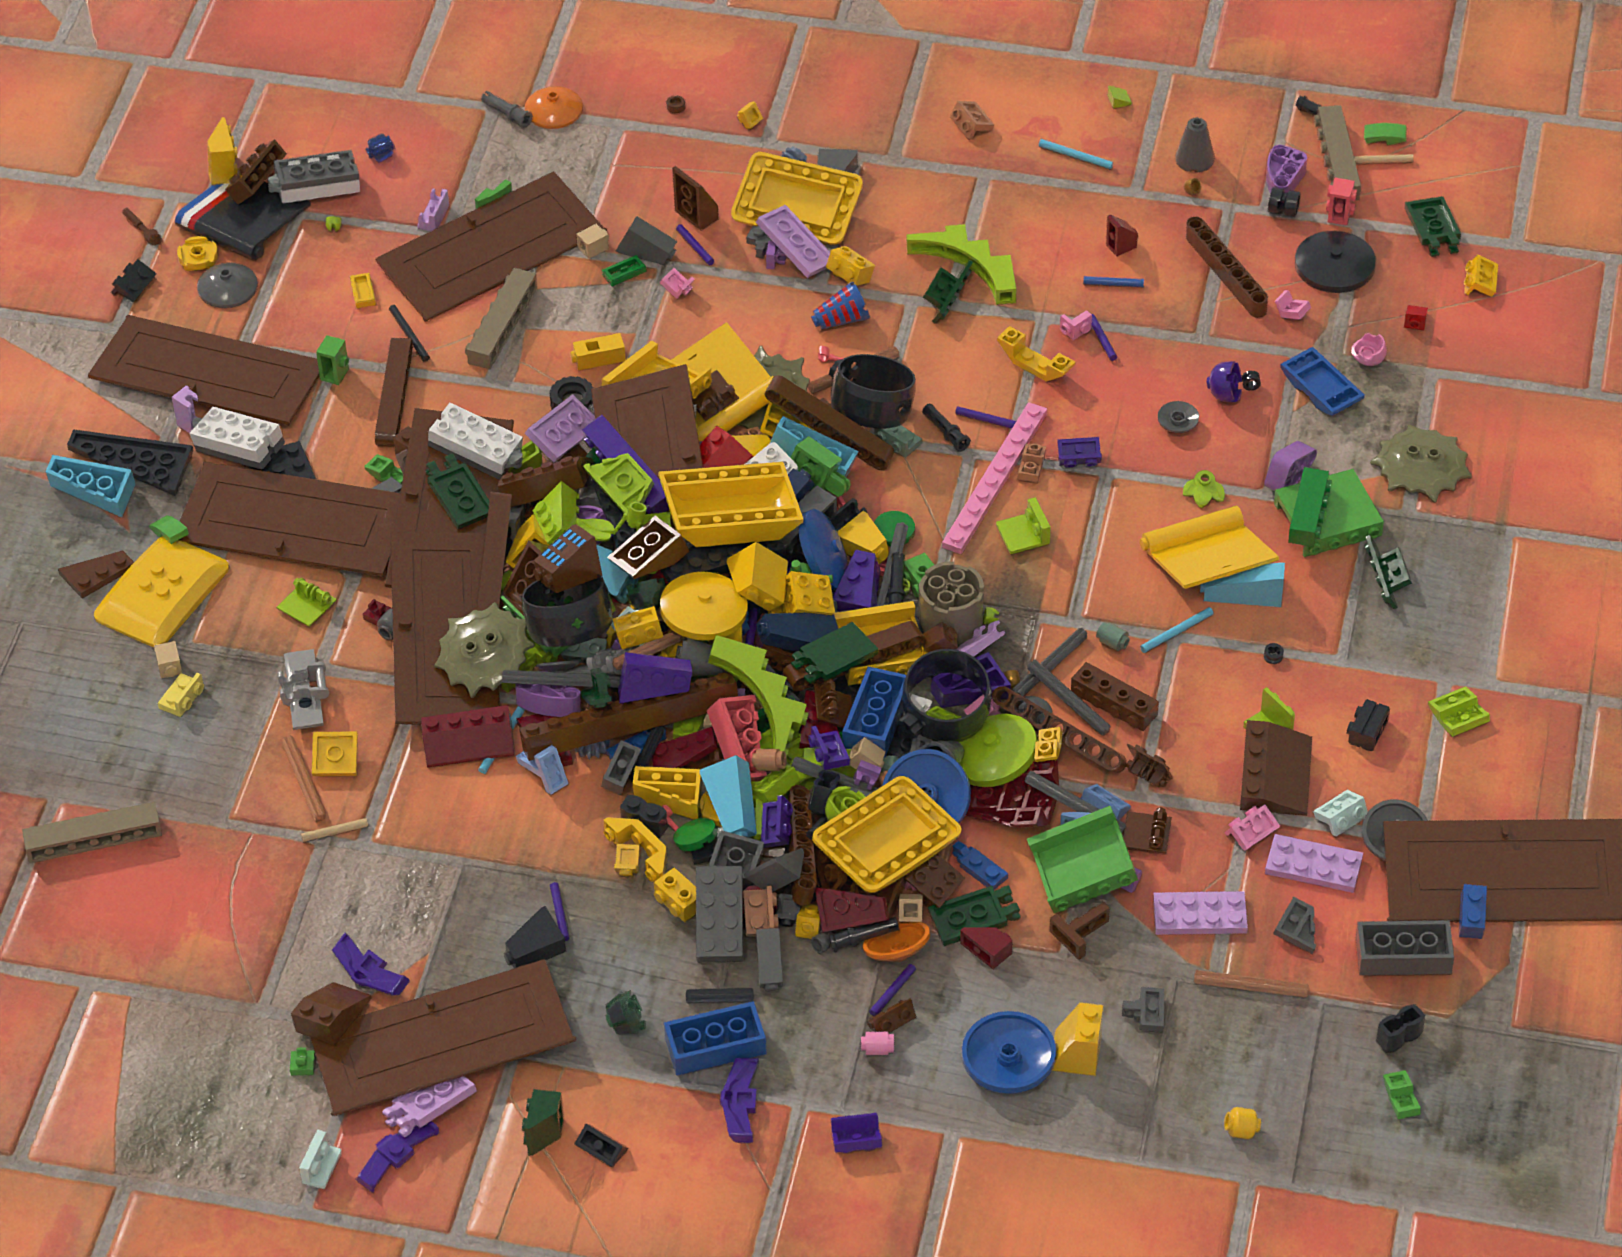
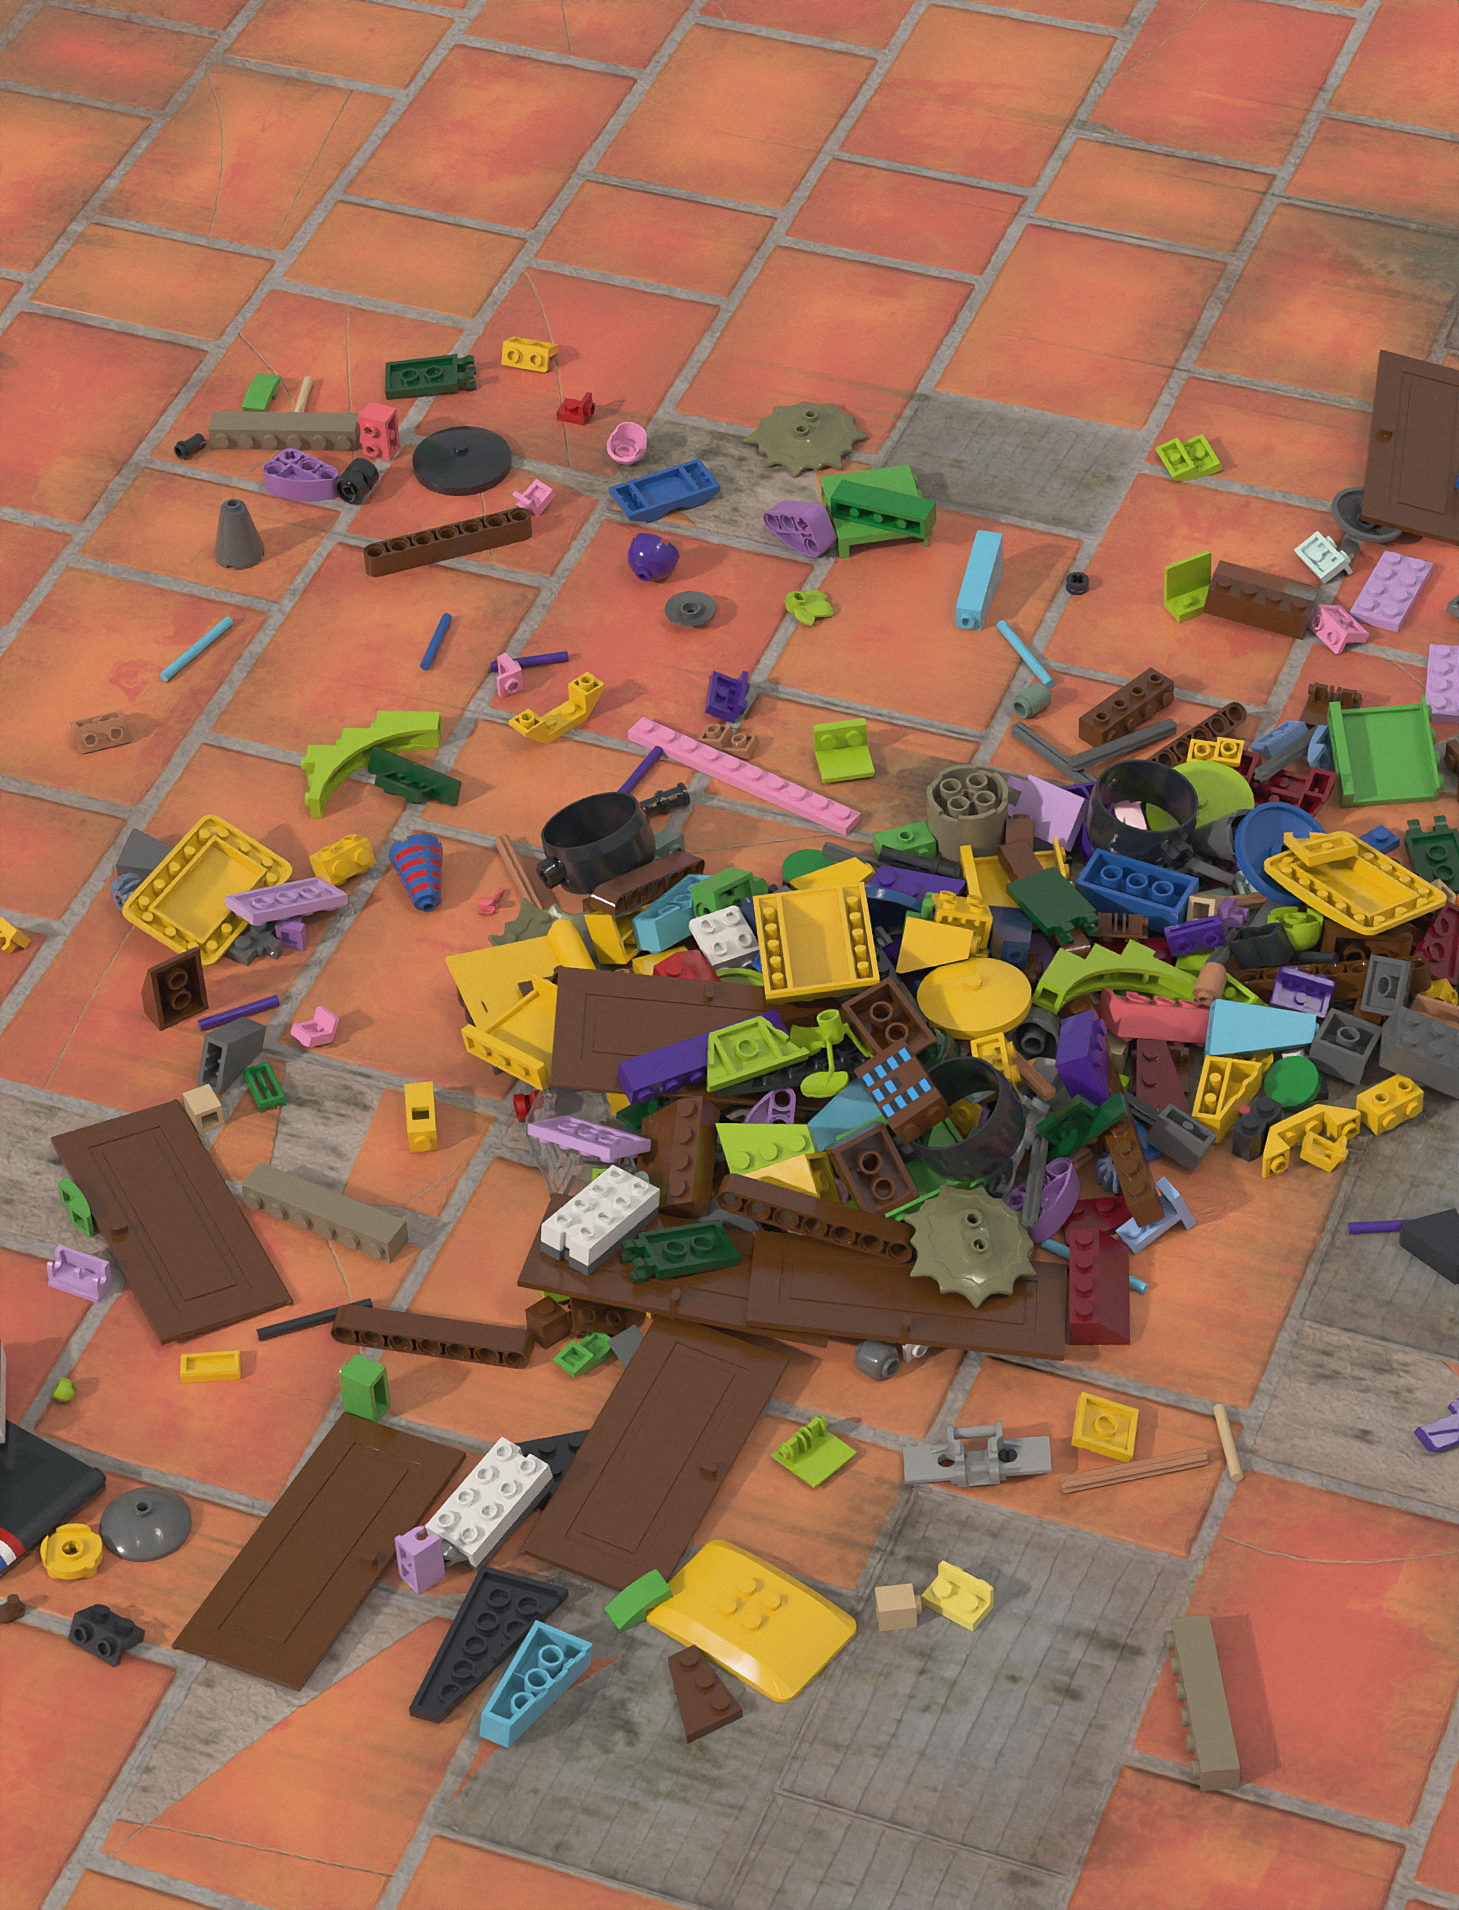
camera: 80 degrees left, 5 degrees down
(375, 611) = (848, 1378): dark red tile -> none
(568, 386) = (498, 1168): black tyre -> none
(920, 806) = (1321, 847): none -> yellow wing
(1118, 97) = (108, 602): lime slope -> none
(1120, 236) = (371, 619): dark red slope -> none
(1146, 765) = (1244, 688): reddish brown hinge -> none
(1192, 186) = (296, 556): pearl gold hinge -> none
(1207, 547) = (923, 601): yellow door -> none
(1368, 725) = (1203, 521): black brick -> none
(1390, 569) = (974, 476): bracket -> none

